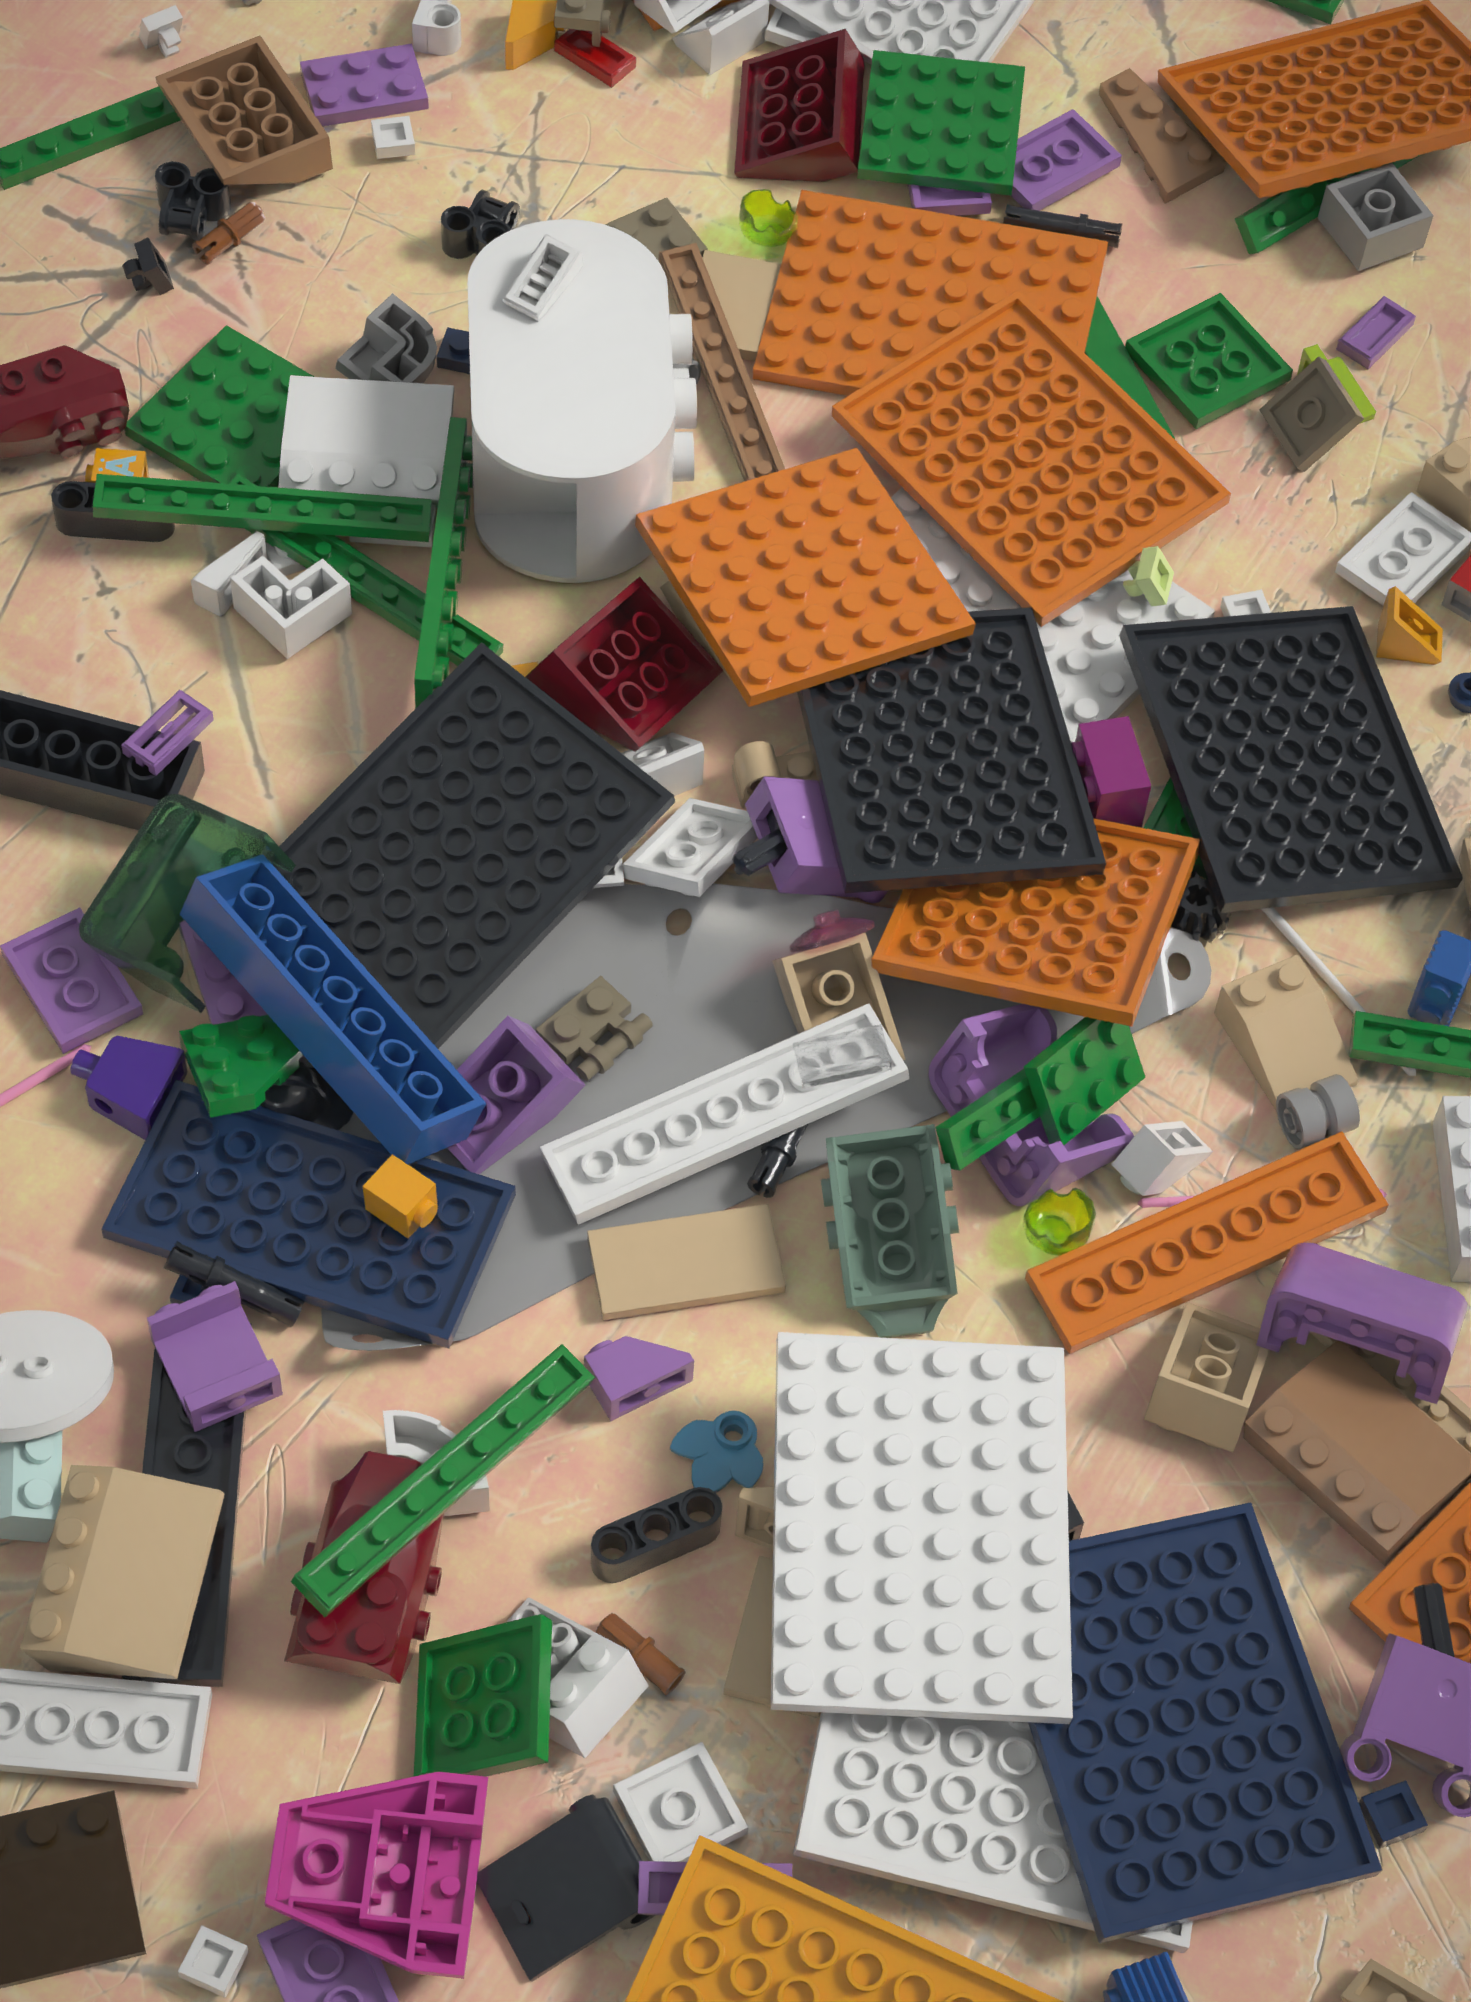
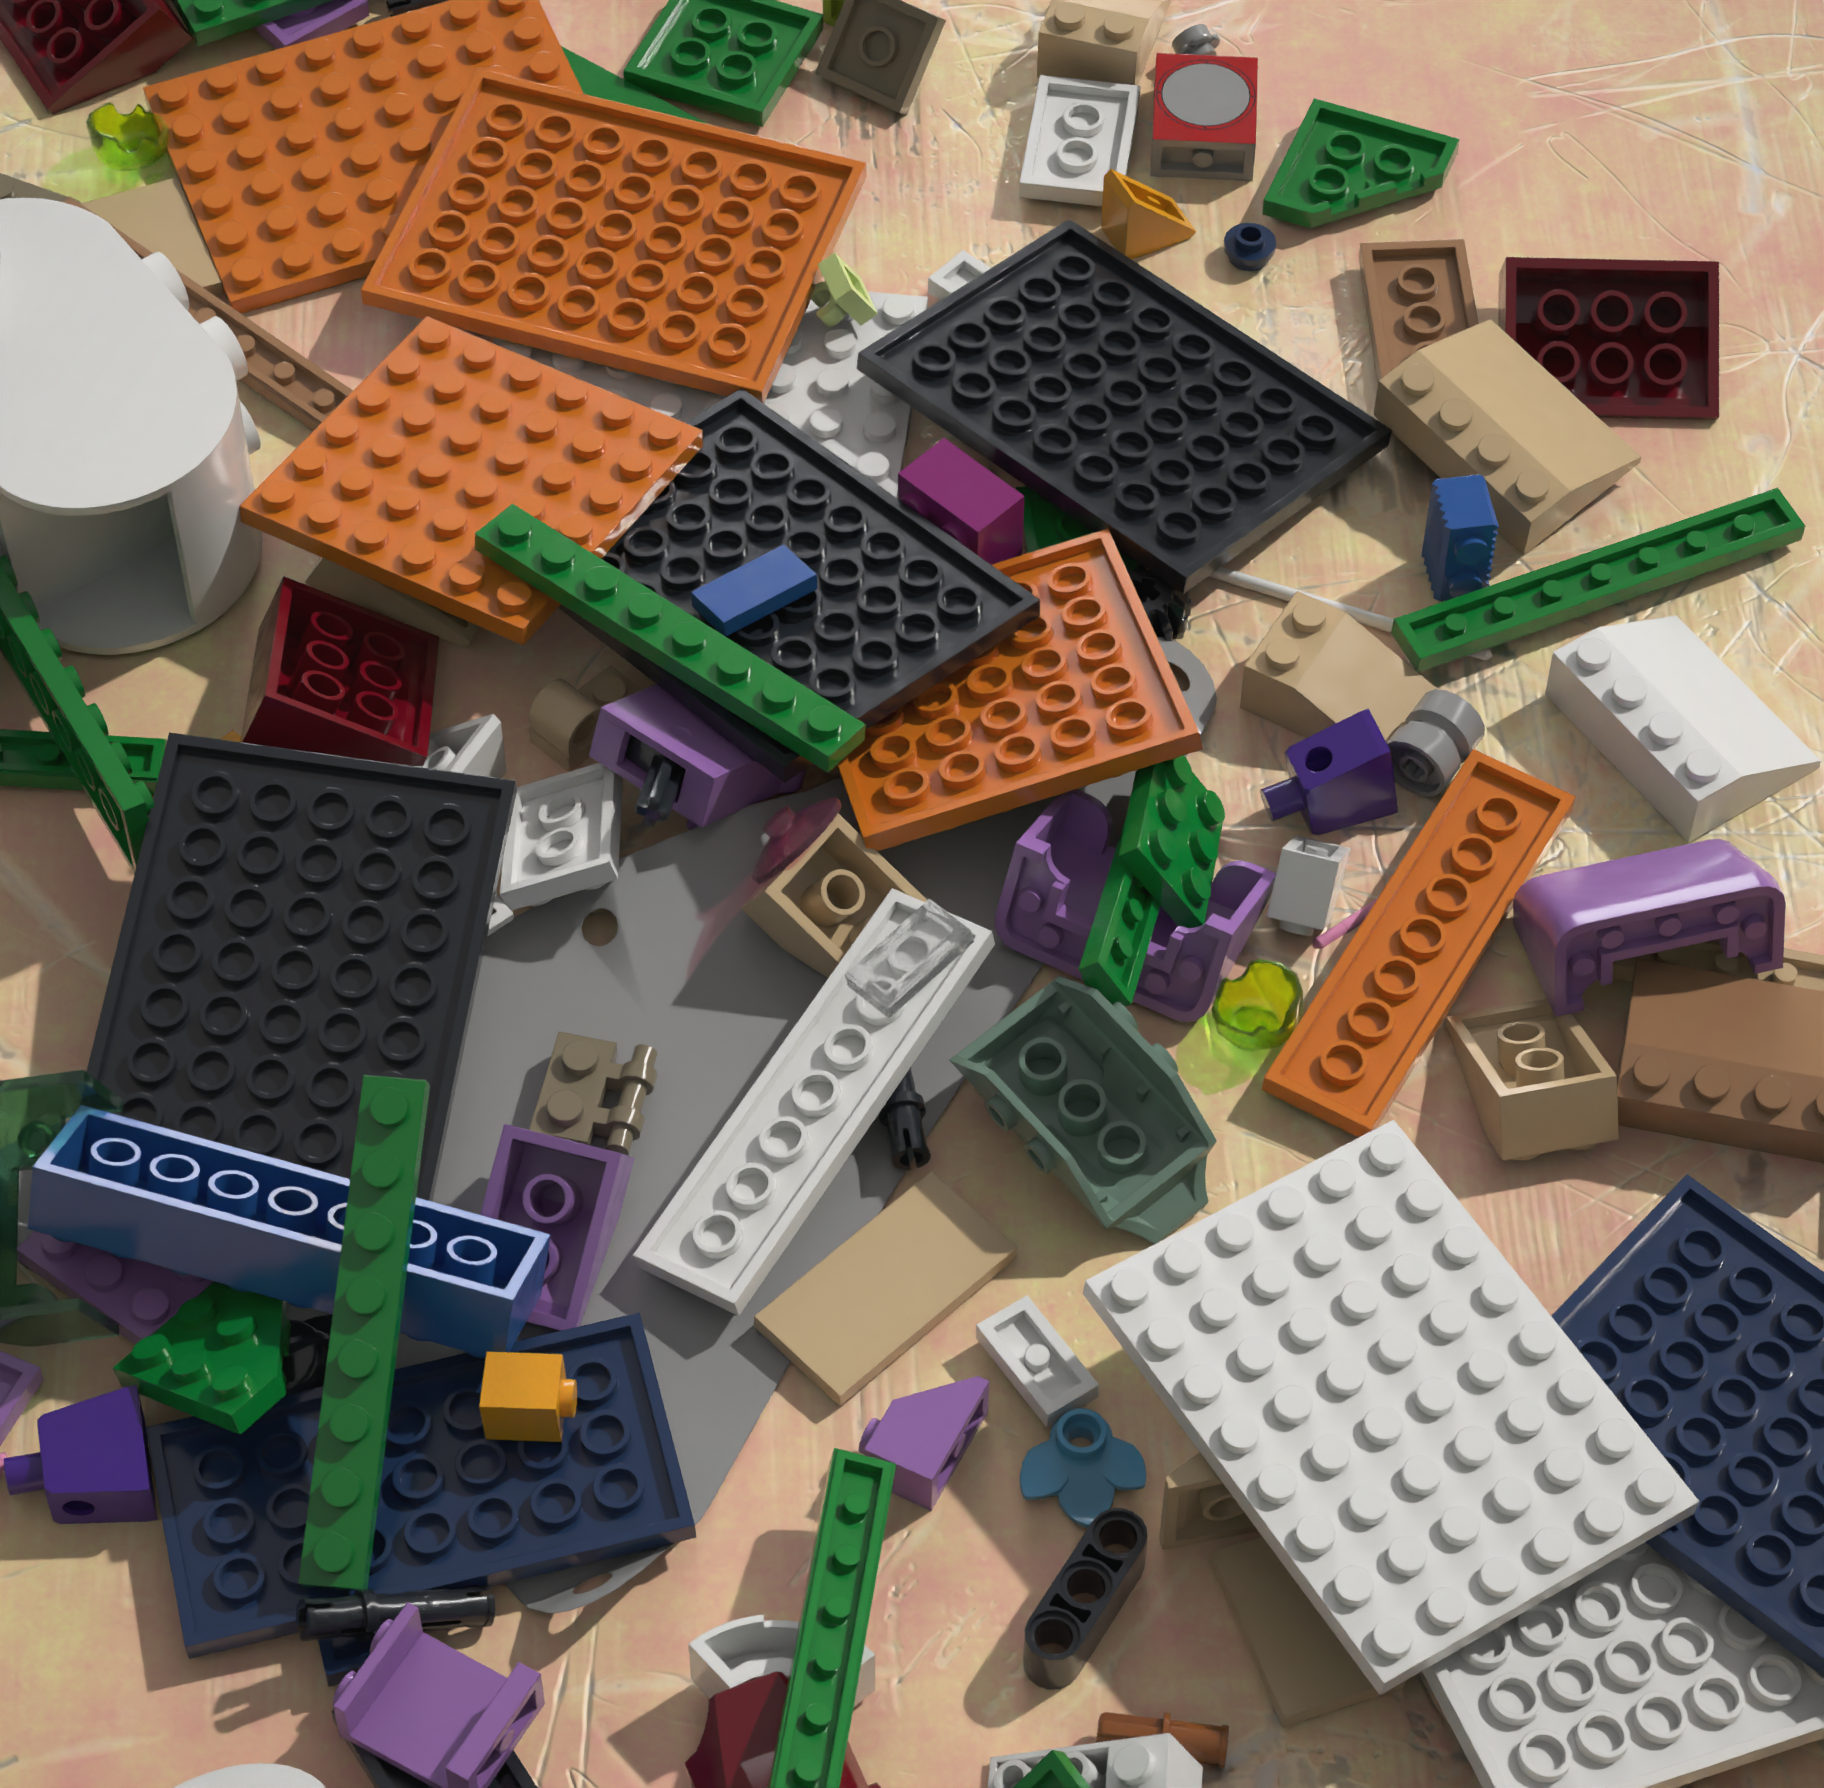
camera: 30 degrees left, 5 degrees down
(321, 1097) = (364, 1334): none -> green plate
(742, 1366) = (1036, 1360): none -> white plate
(837, 755) = (671, 638): none -> green plate
(921, 752) = (754, 590): none -> blue tile
(1229, 1098) = (1336, 777): none -> dark purple torso

